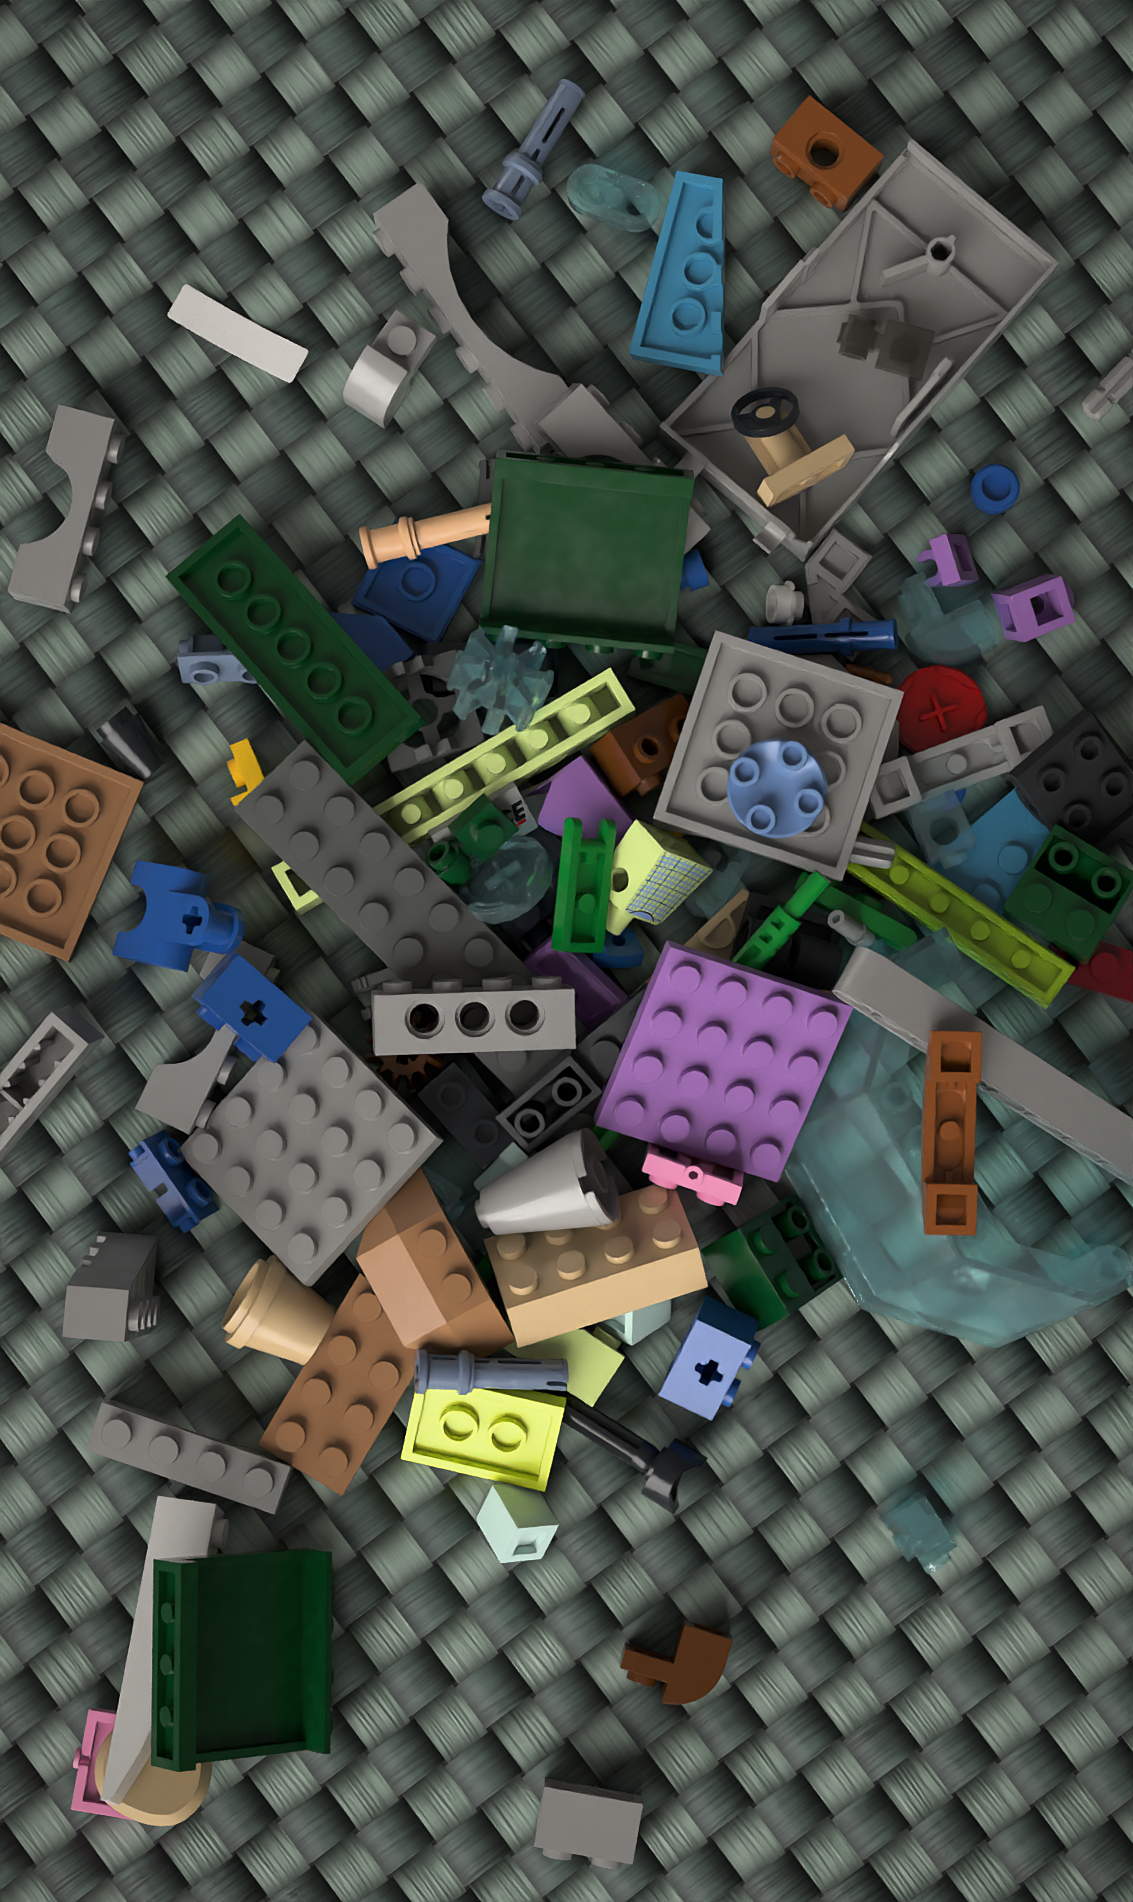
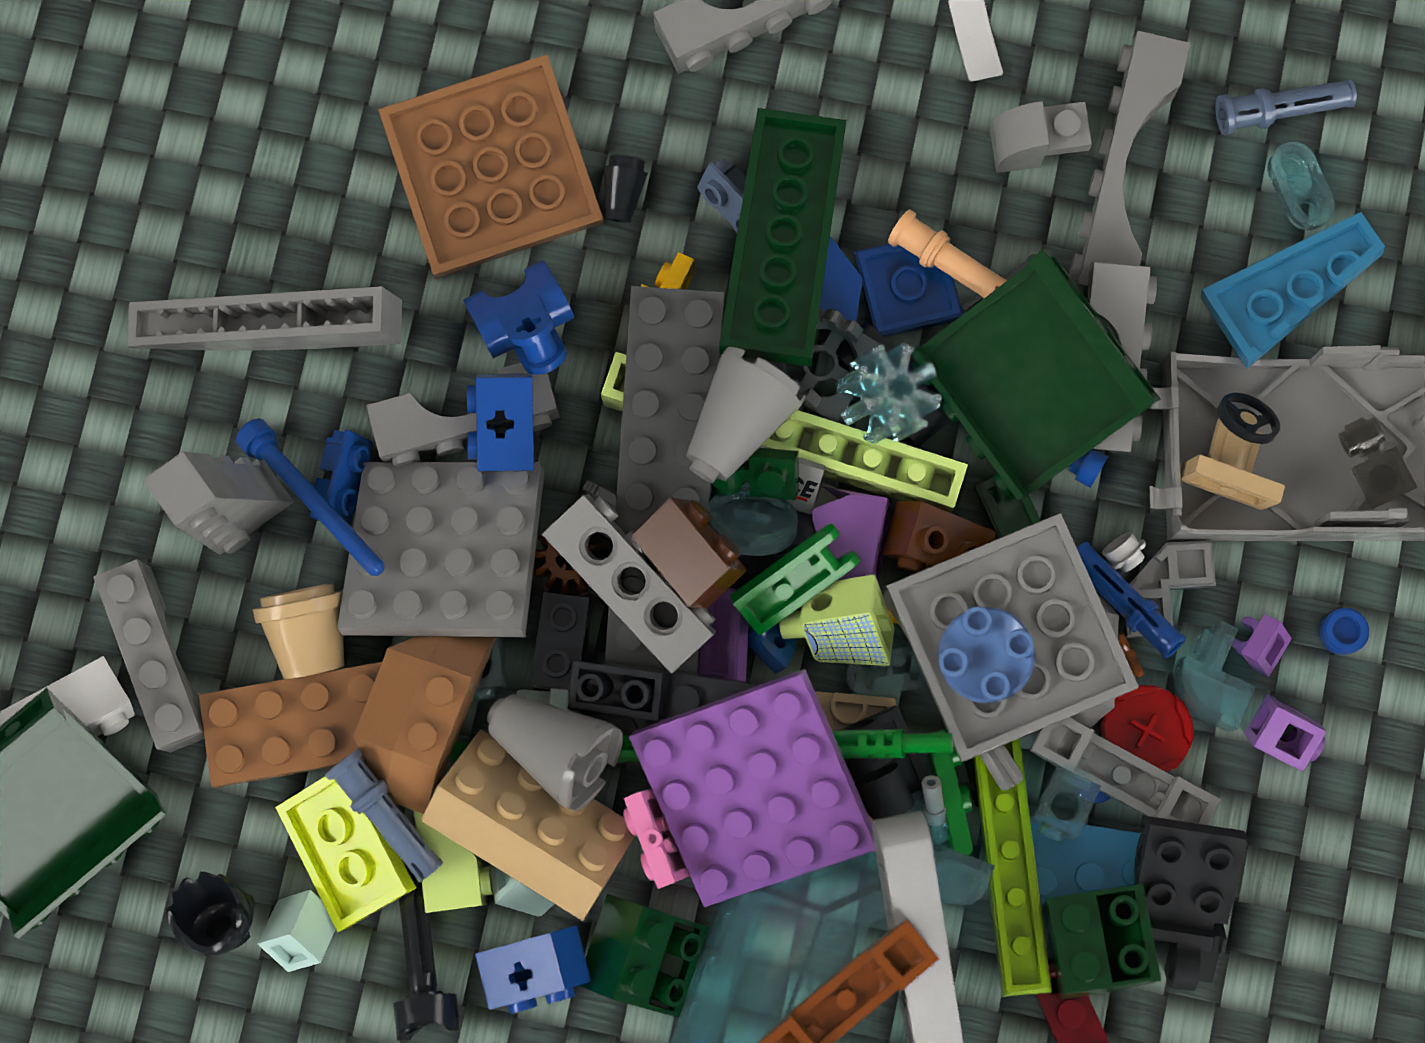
camera: 55 degrees right, 5 degrees down
(84, 1222) = (260, 442): none -> blue piece
(416, 814) = (739, 414): none -> light grey cone
(444, 1581) = (210, 914): none -> black hair
(493, 950) = (690, 552): none -> reddish brown brick

